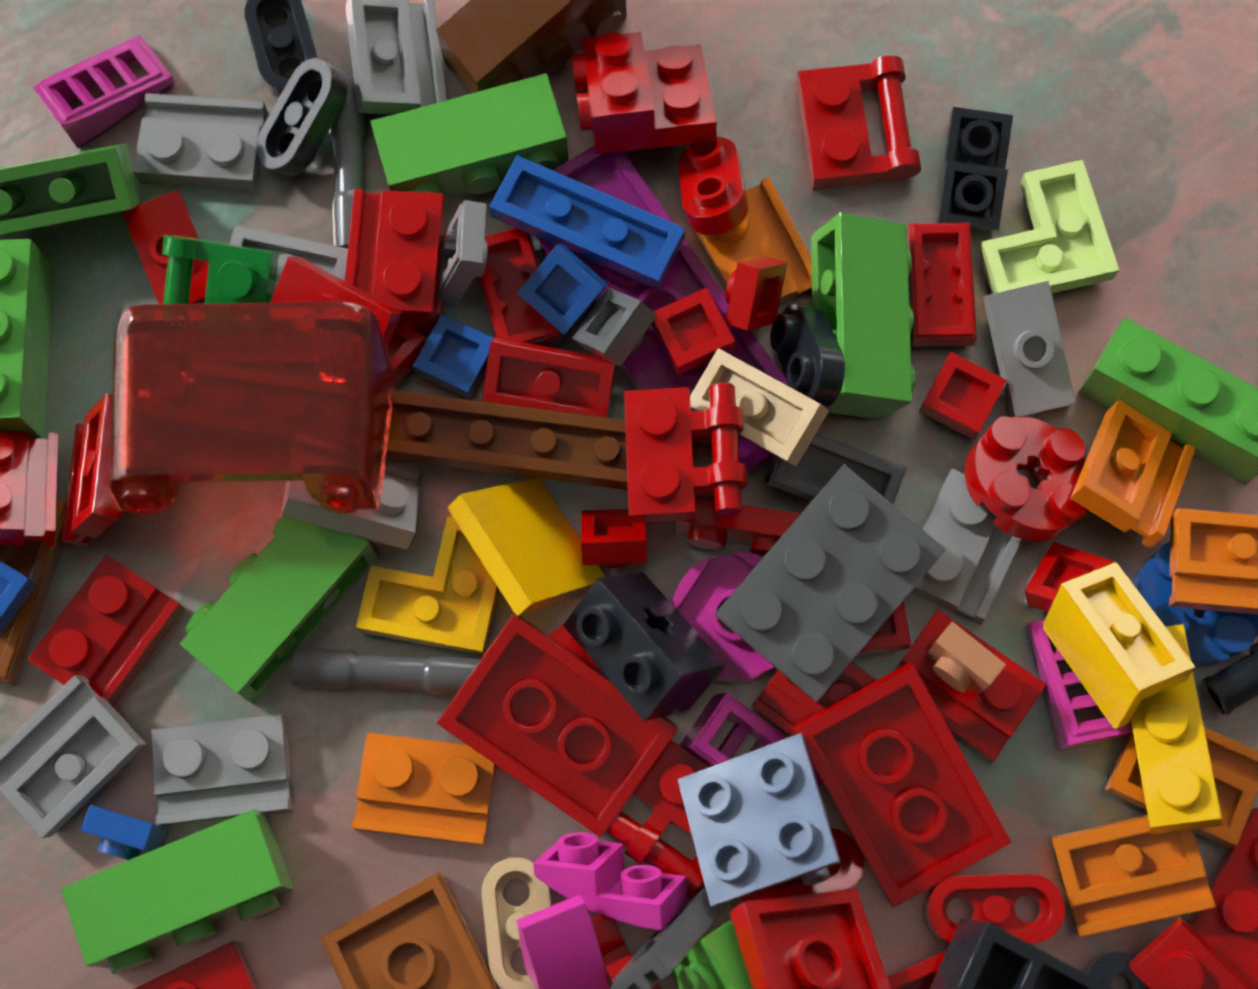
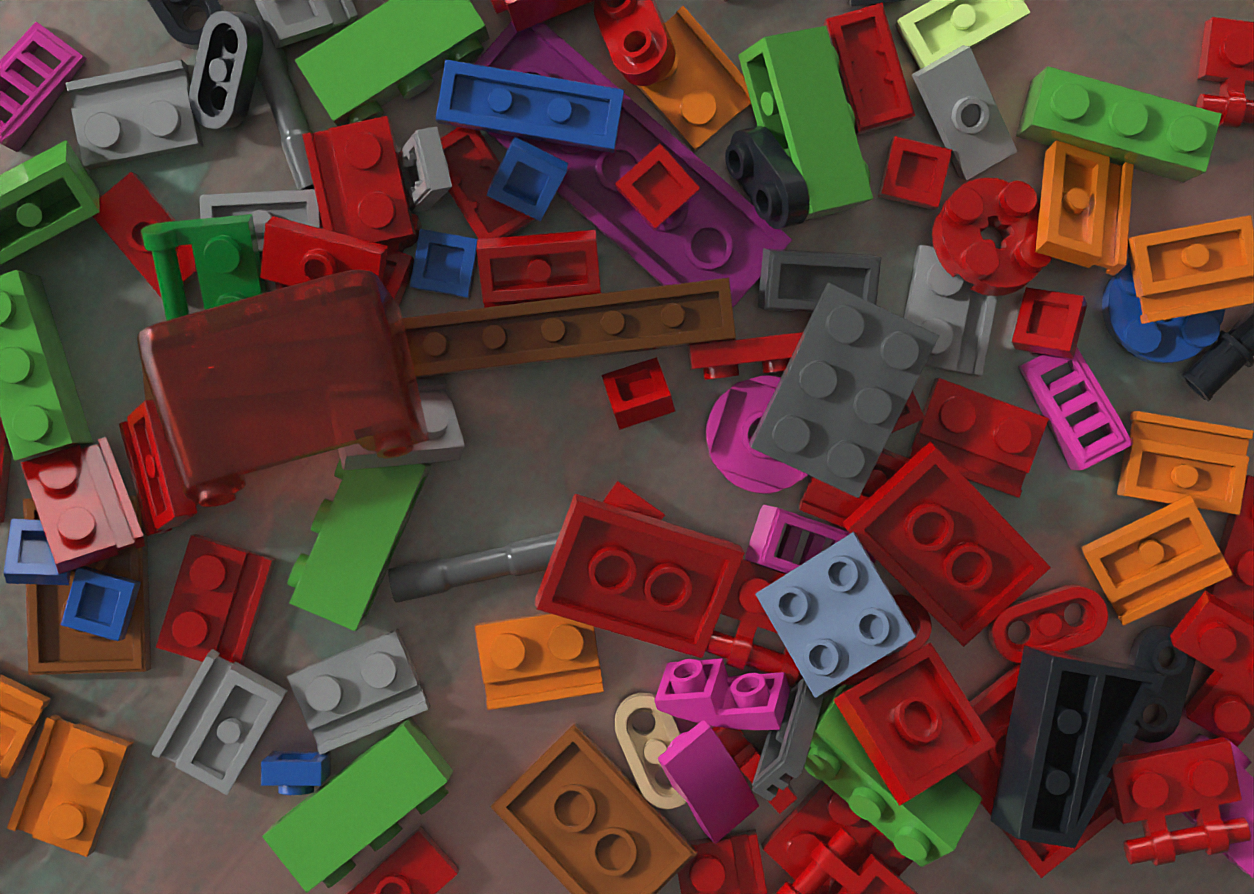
camera: 20 degrees left, 15 degrees up
(438, 611) = (515, 493): yellow plate -> none
(525, 544) = (564, 427): yellow tile -> none
(614, 327) = (585, 204): dark grey plate -> none
(643, 645) = (694, 488): black brick -> none
(661, 453) = (664, 316): red plate -> none
(755, 292) = (704, 133): red plate -> none
(772, 412) = (737, 247): tan plate -> none
(964, 661) = (976, 428): nougat plate -> none
(1114, 642) = (1103, 374): yellow panel -> none
(1175, 757) = (1163, 435): yellow plate -> none

